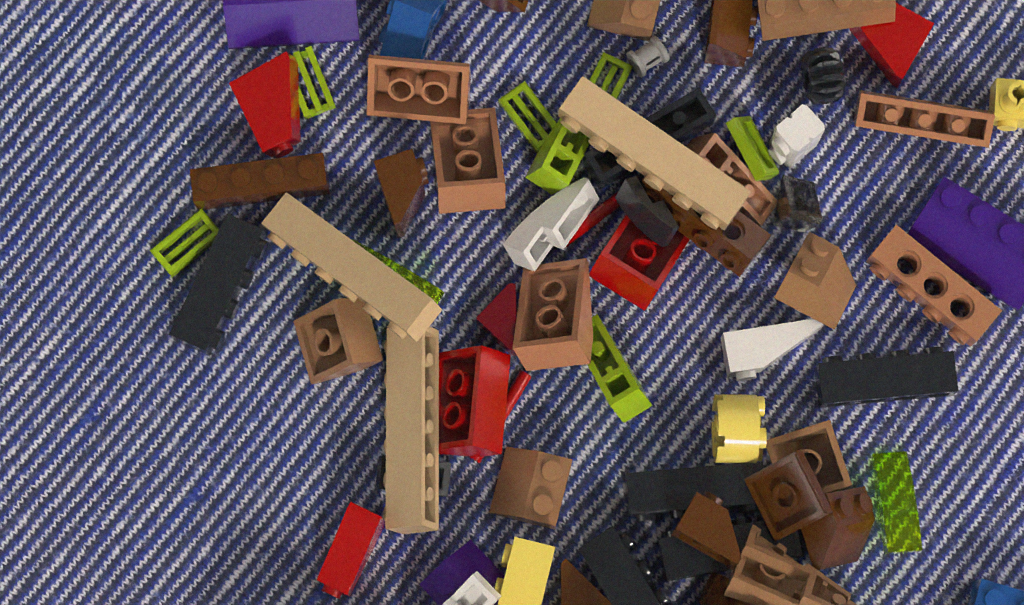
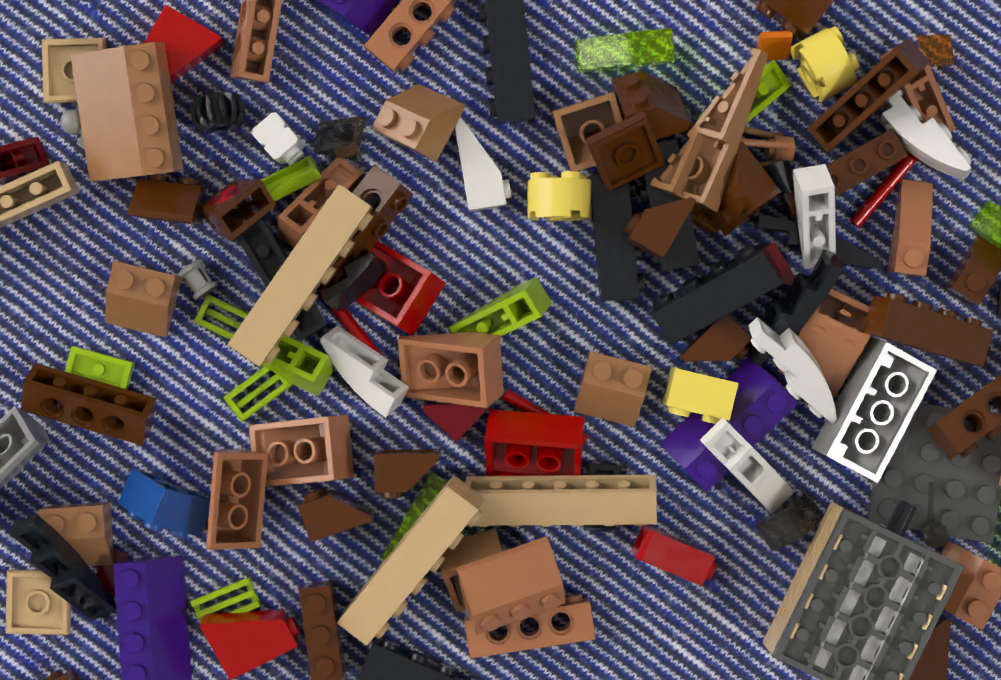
camera: 85 degrees left, 10 degrees up
(262, 345) = (578, 629): none -> nougat brick
(322, 372) = (511, 585): none -> nougat slope
(446, 259) = (401, 469): none -> reddish brown slope
(721, 89) = (232, 212): none -> reddish brown torso

